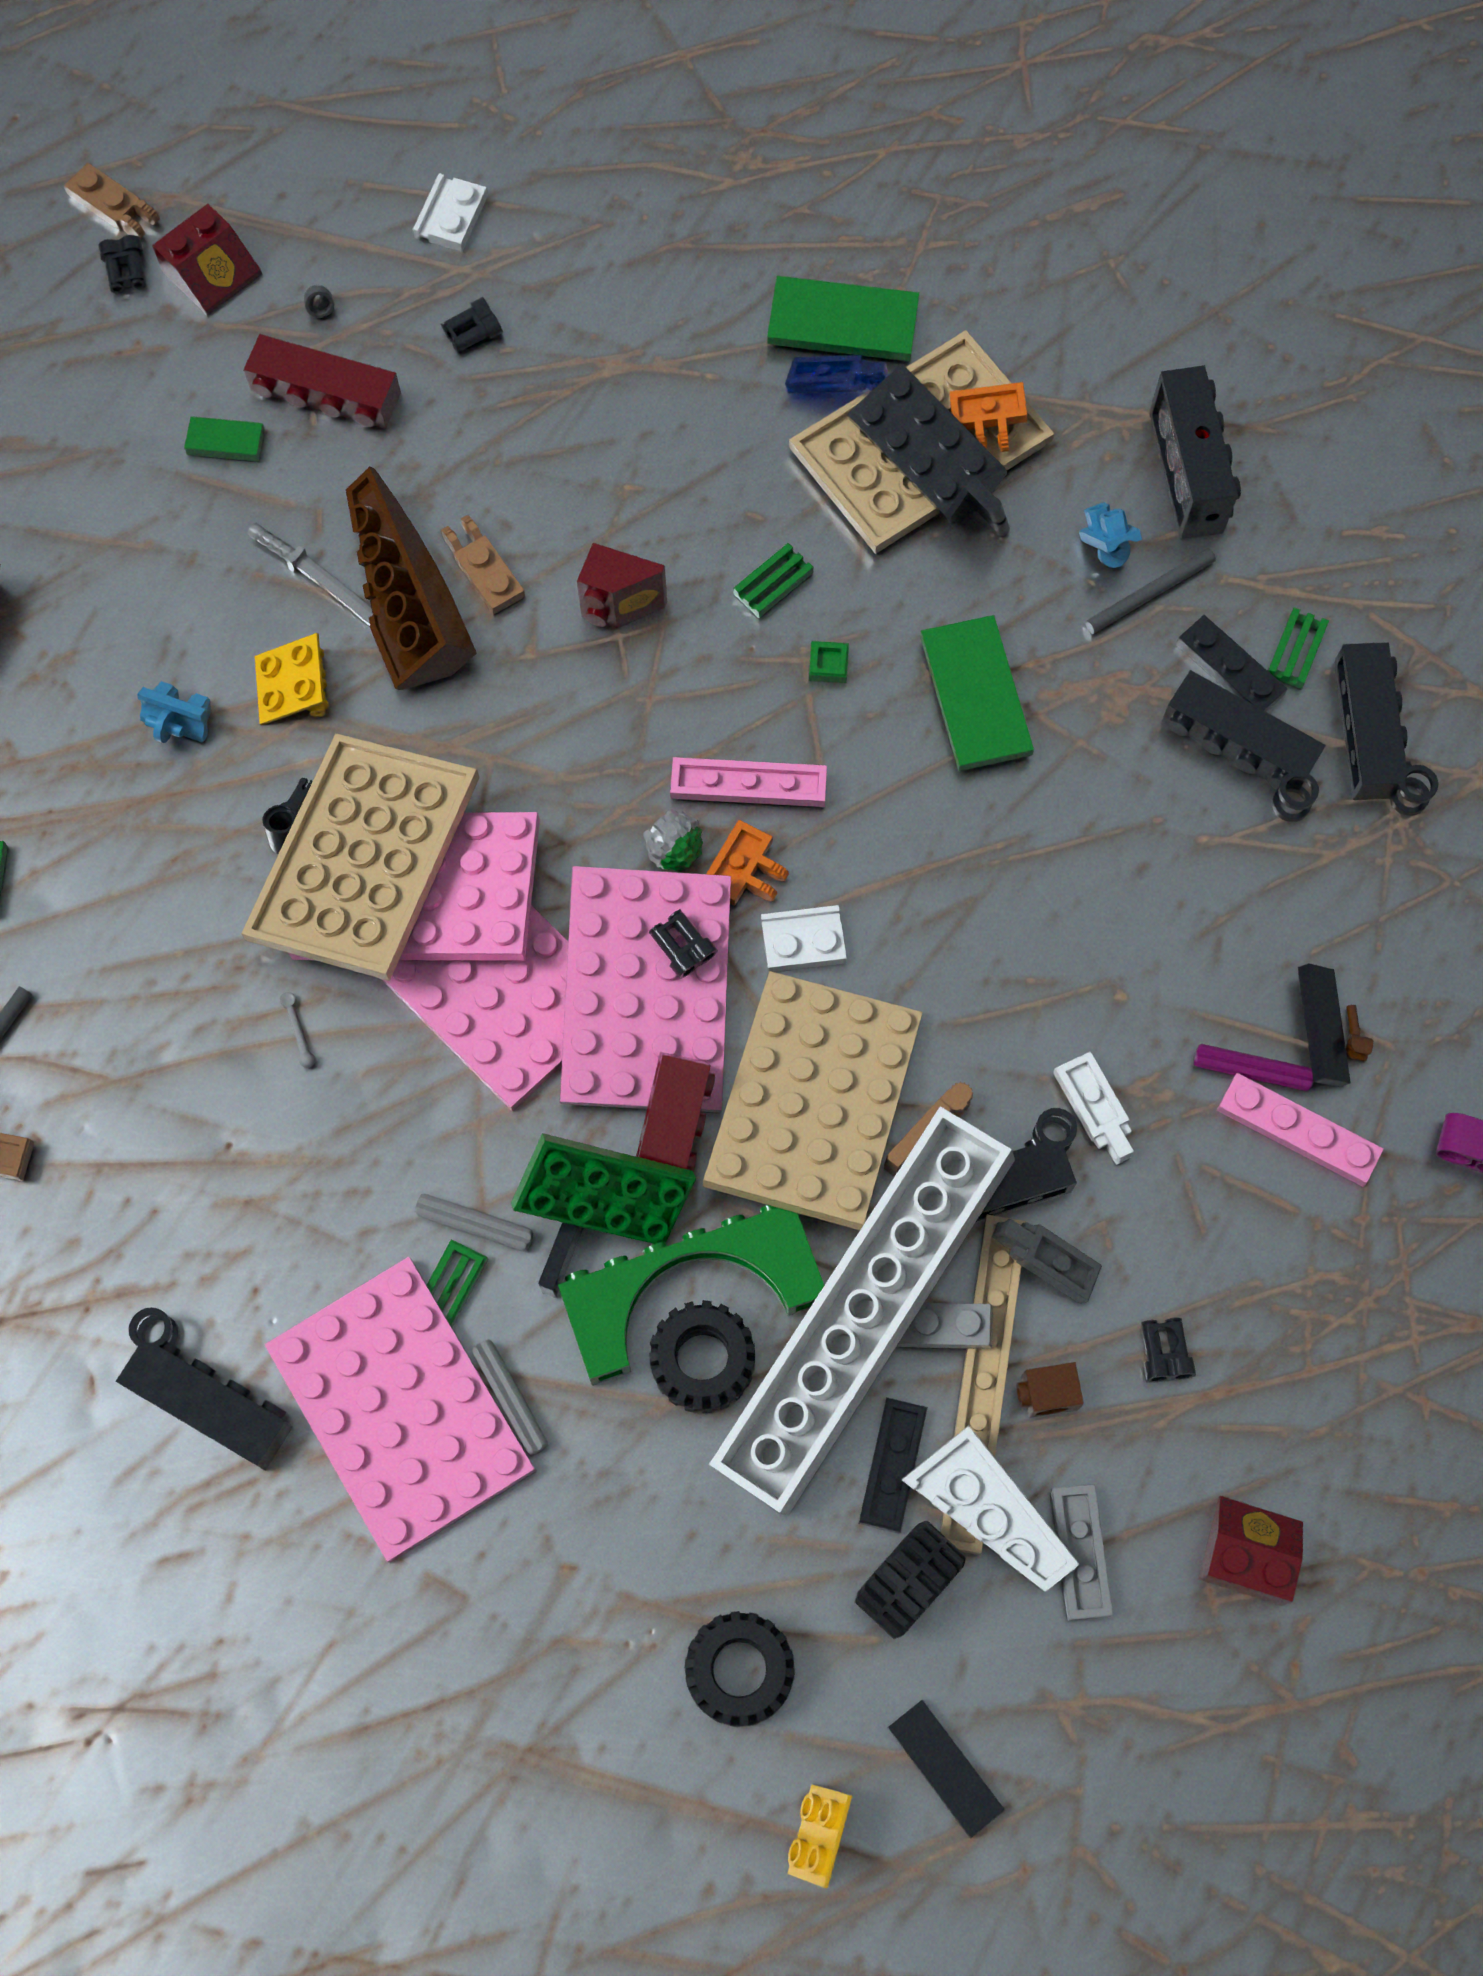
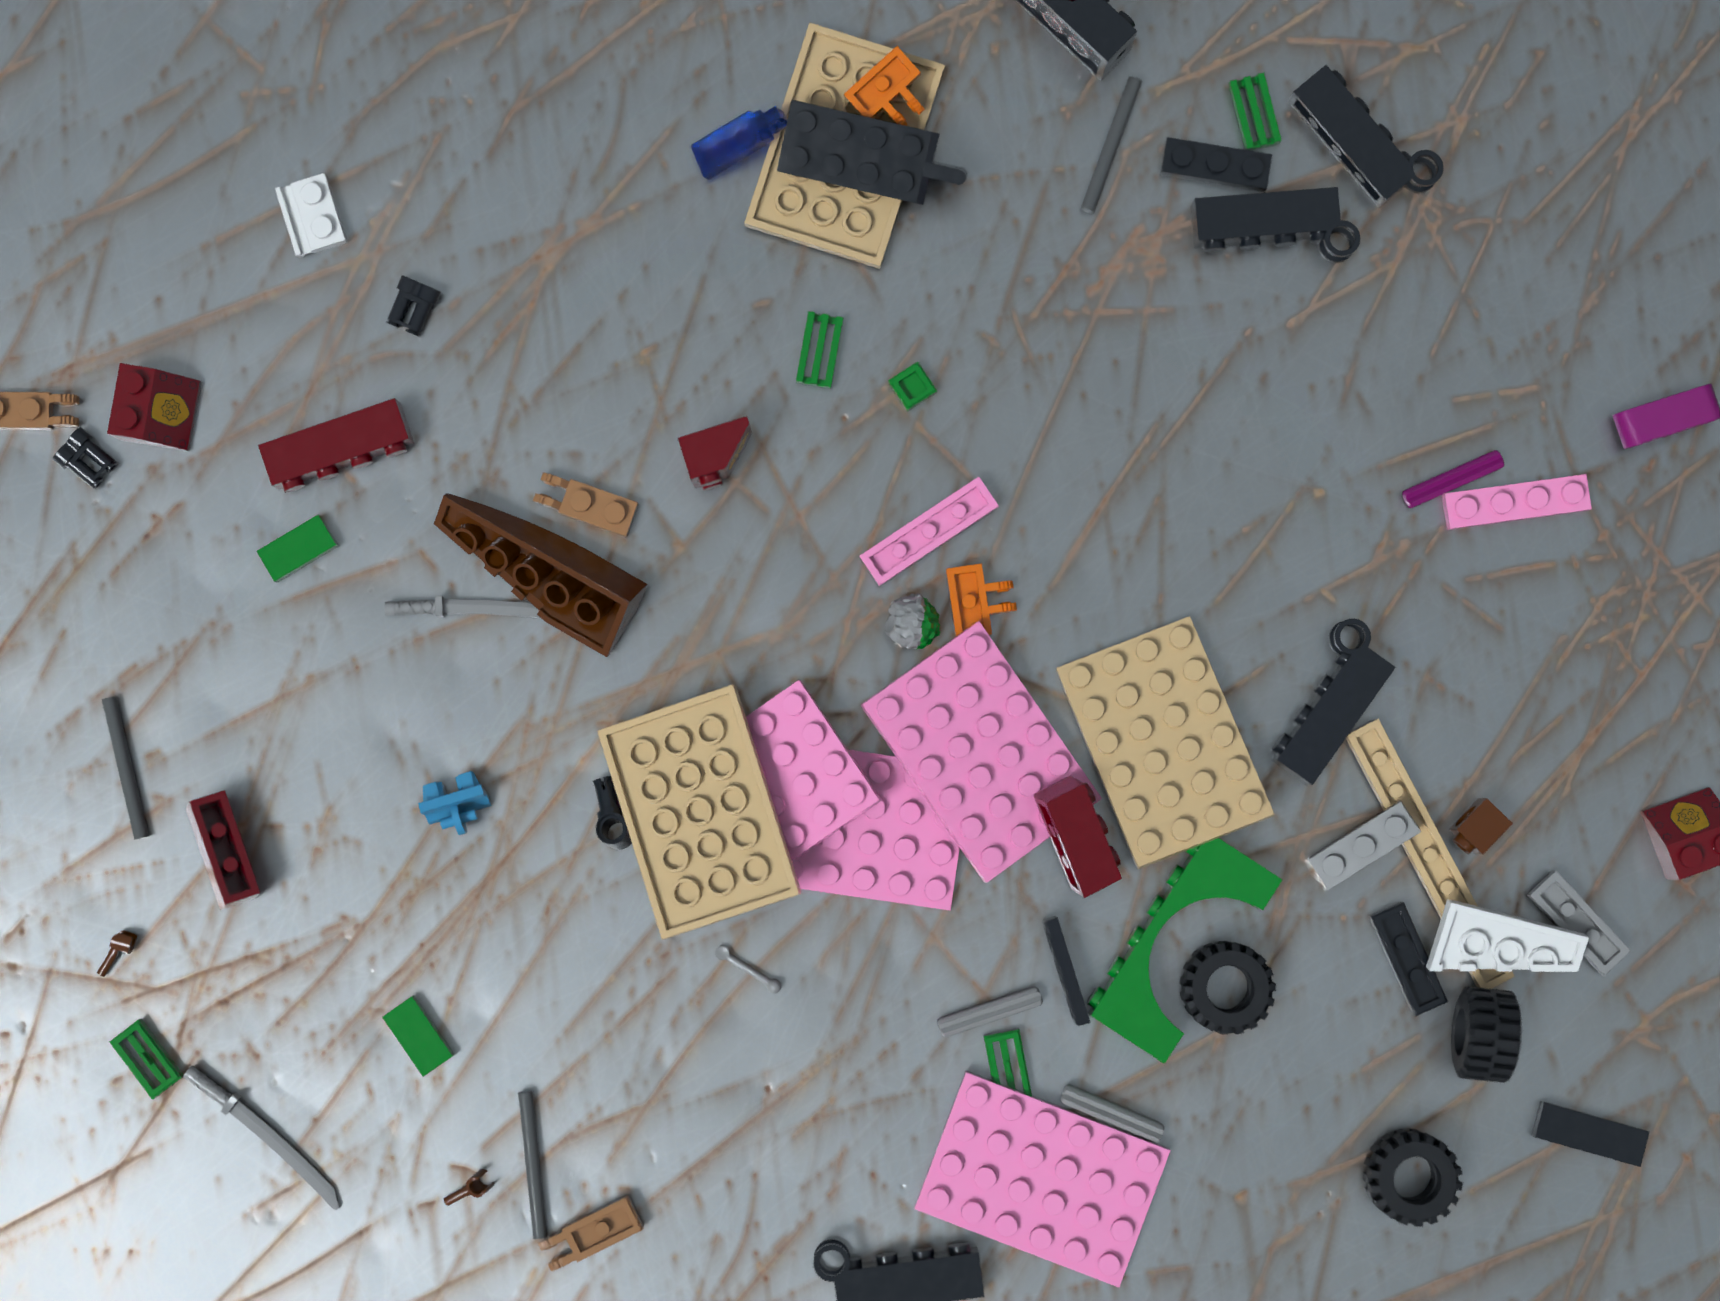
camera: 40 degrees left, 15 degrees up
(291, 680) = (519, 709): yellow hinge -> none
(326, 301) = (279, 375): dark grey hinge -> none
(602, 1190) = (1076, 929): green tile -> none
(693, 954) = (1001, 708): black piece -> none
(803, 938) = (1060, 623): white plate -> none
(819, 1835) = (1545, 1242): yellow hinge -> none
(843, 318) = (703, 81): green tile -> none
(863, 1311) = (1320, 875): white brick -> none
(954, 1100) = (1259, 700): medium nougat hinge -> none
(976, 693) = (1044, 331): green tile -> none
(1049, 1258) = (1414, 734): dark grey hinge -> none
(1096, 1105) = (1363, 593): white hinge -> none
(1109, 533) = (1049, 123): dark azure hips -> none
(1171, 1365) = (1545, 747): black piece -> none
(1323, 1025) = (1482, 410): black tile -> none
(1357, 1046) = (1513, 407): reddish brown hand -> none

